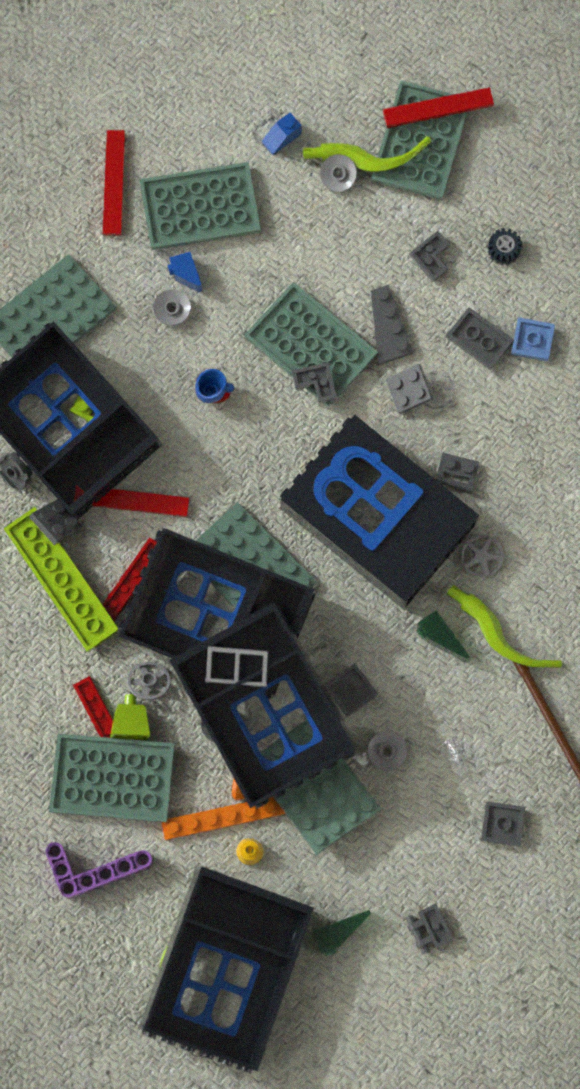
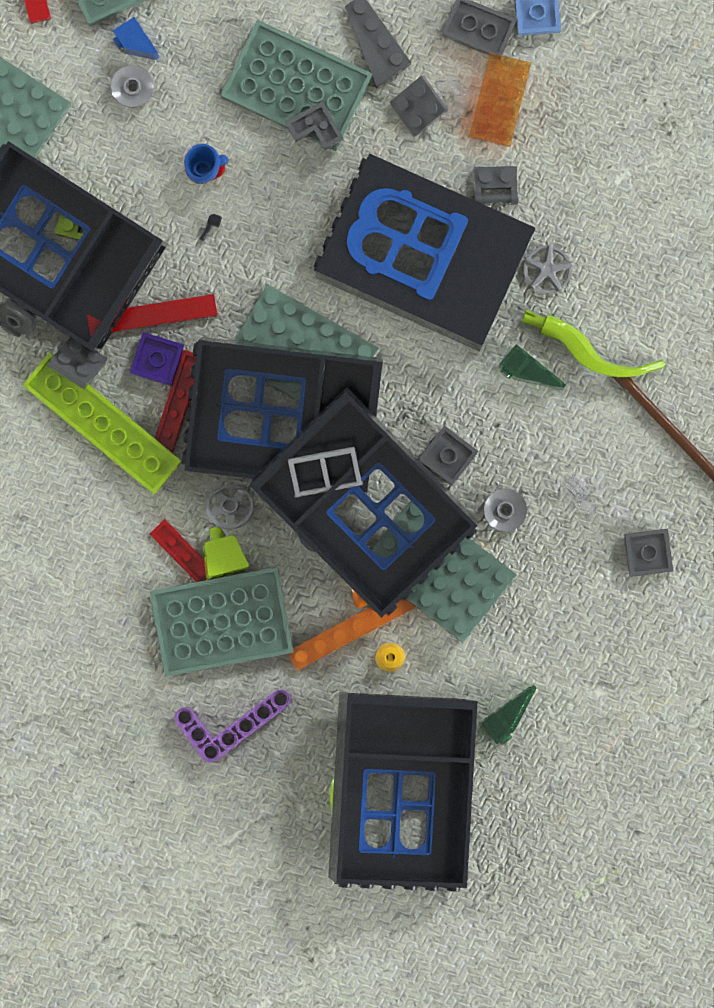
camera: 20 degrees left, 10 degrees up
(124, 538) = (157, 359): none -> dark purple plate
(206, 436) = (213, 220): none -> black hand
(434, 925) = (606, 679): dark grey plate -> none
(480, 402) = (500, 99): none -> clear orange plate

